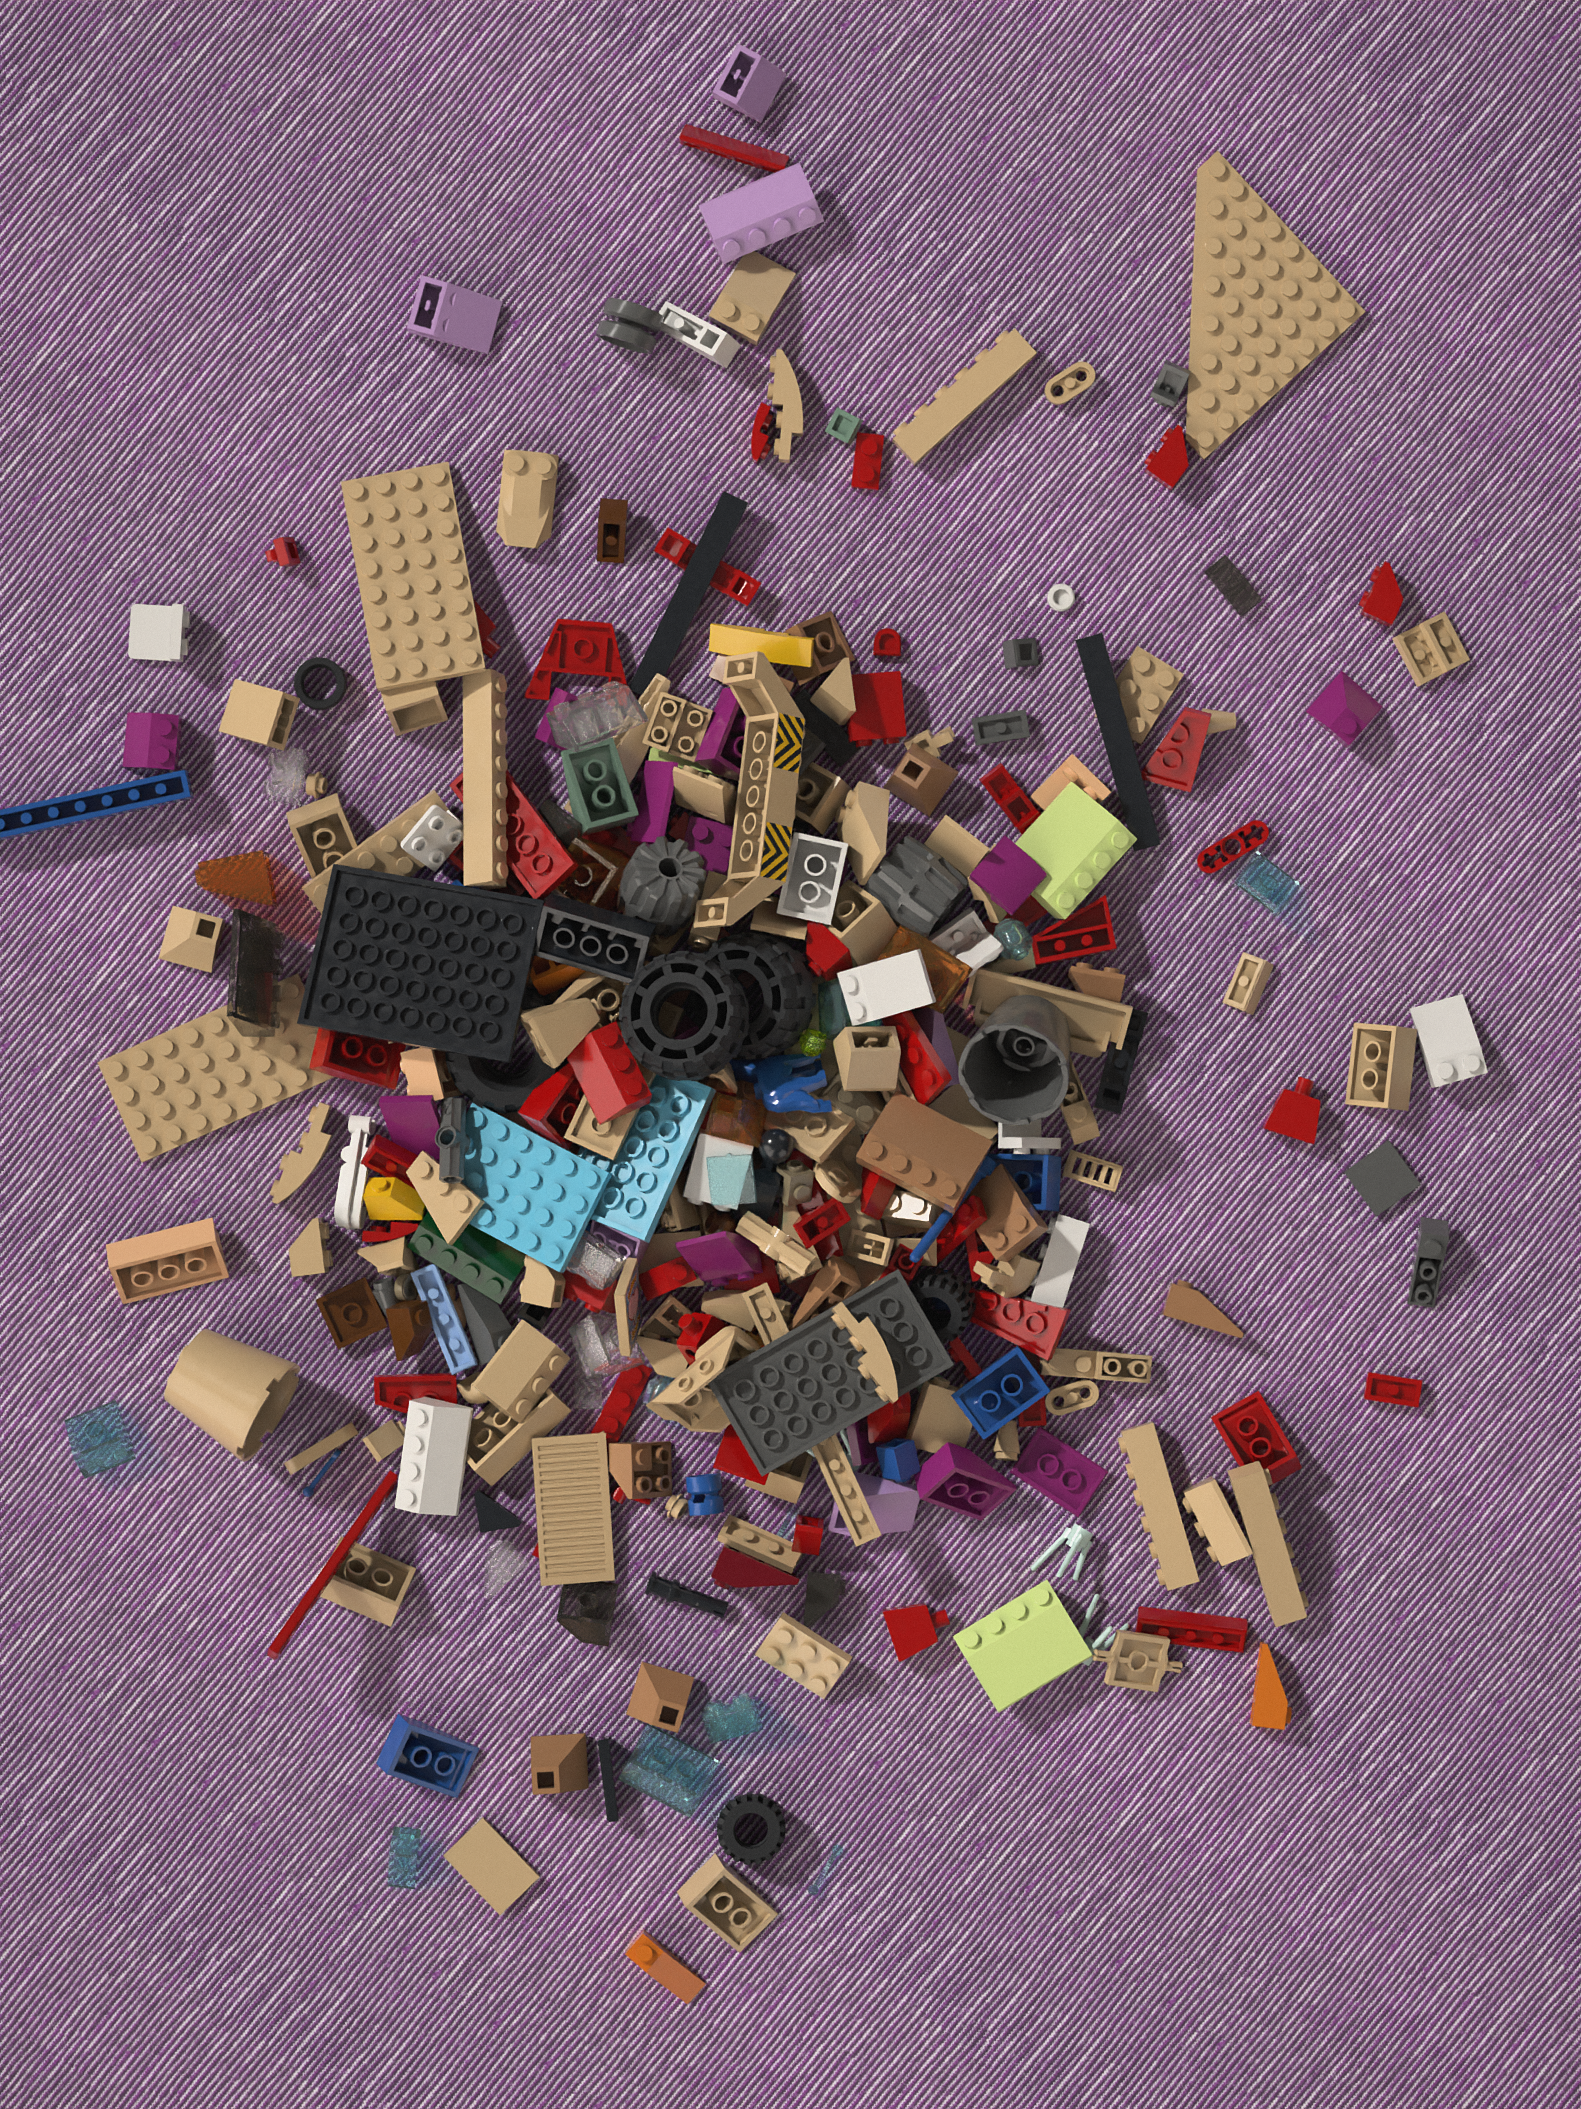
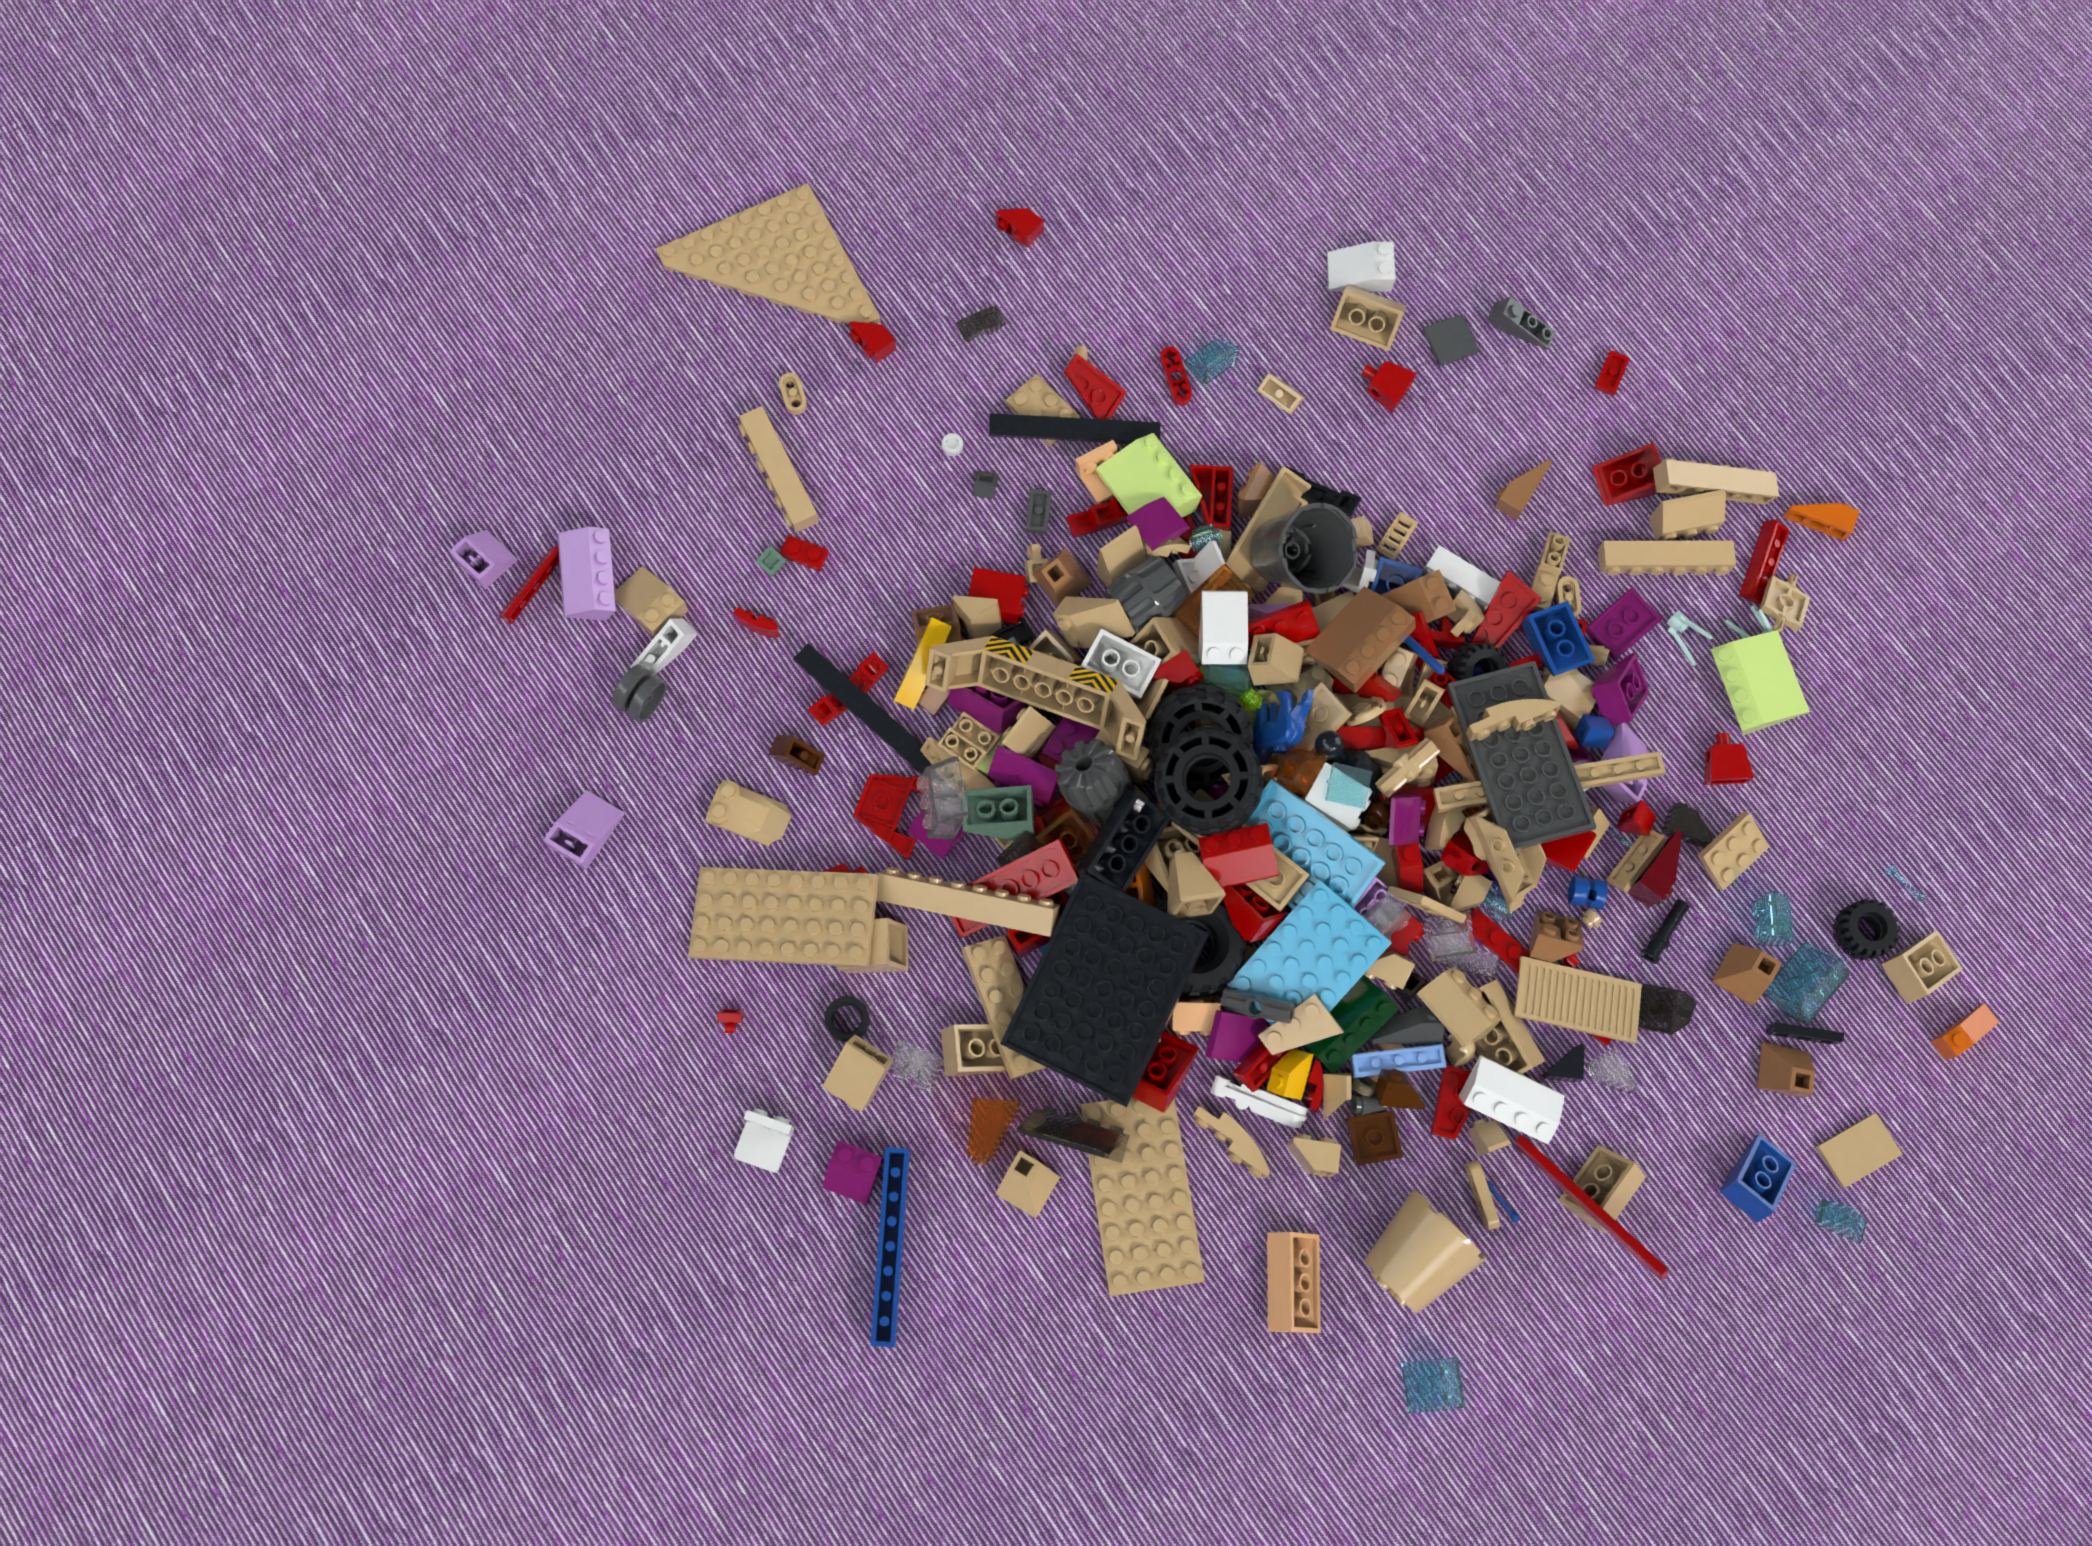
camera: 80 degrees left, 15 degrees down
(316, 785) = (929, 1044): tan plate -> none
(434, 837) = (1003, 952): white bracket -> none
(785, 395) = (735, 594): tan slope -> none
(797, 1182) = (1361, 738): dark tan bracket -> none
(887, 643) = (949, 576): red tile -> none
(1169, 384) = (816, 325): dark grey bracket -> none
(1344, 709) = (1097, 274): magenta slope -> none
(1431, 649) = (1068, 206): tan slope -> none

